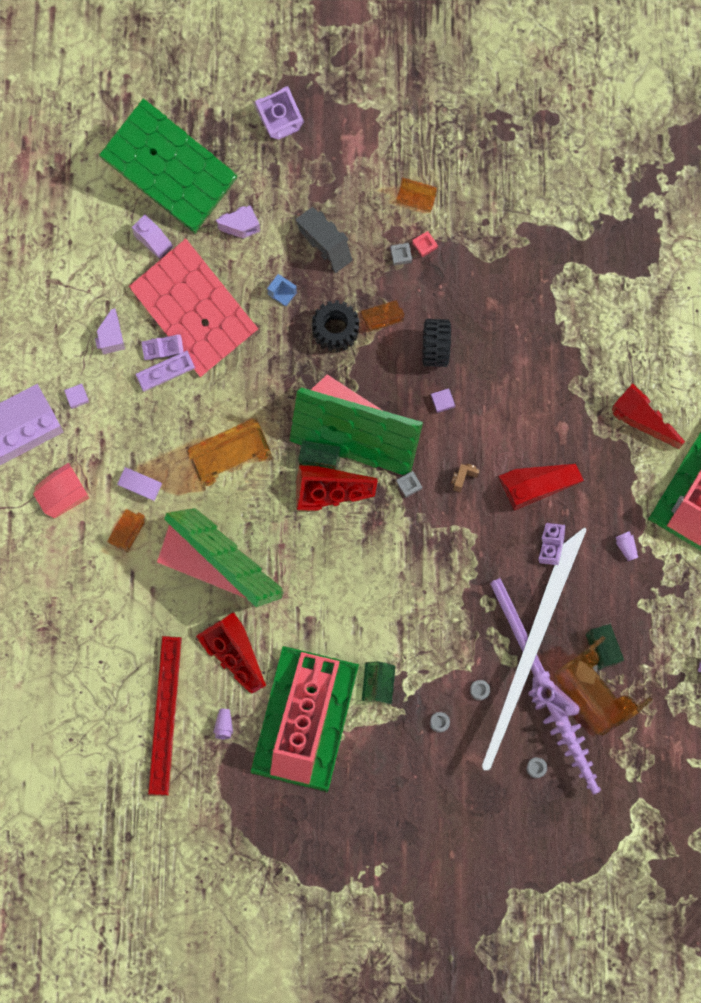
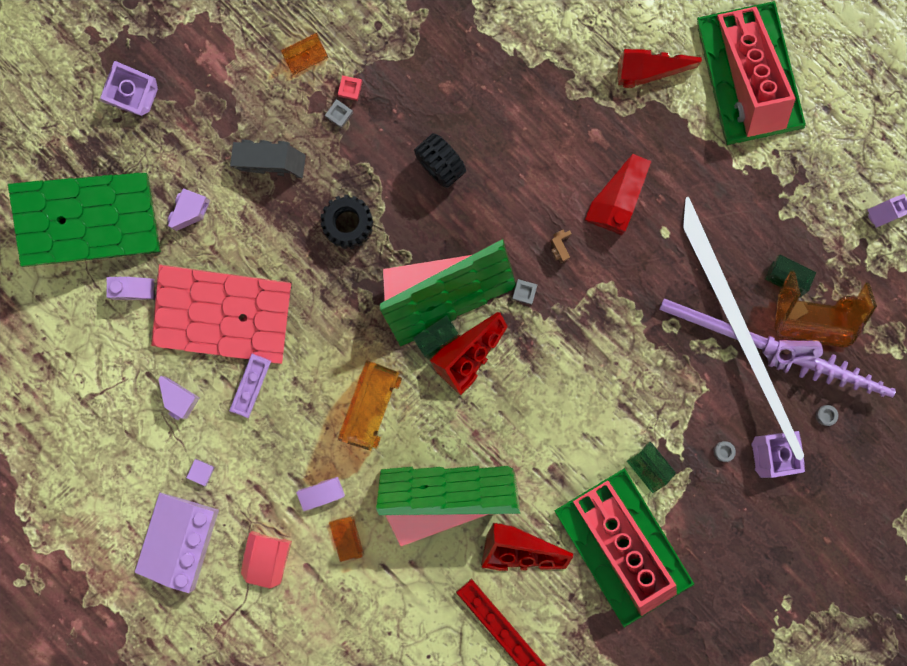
camera: 45 degrees left, 10 degrees up
(162, 347) = (228, 369): lavender slope -> none
(223, 725) = (571, 615): lavender cone -> none
(282, 290) = (276, 233): medium blue panel -> none
(383, 315) = (373, 177): clear orange panel -> none
(442, 400) = (485, 201): lavender tile -> none
(469, 757) = (775, 457): none -> lavender slope
(479, 690) = (730, 398): light grey tile -> none
(552, 544) = (676, 234): lavender slope -> none
(627, 545) = (733, 181): lavender cone -> none

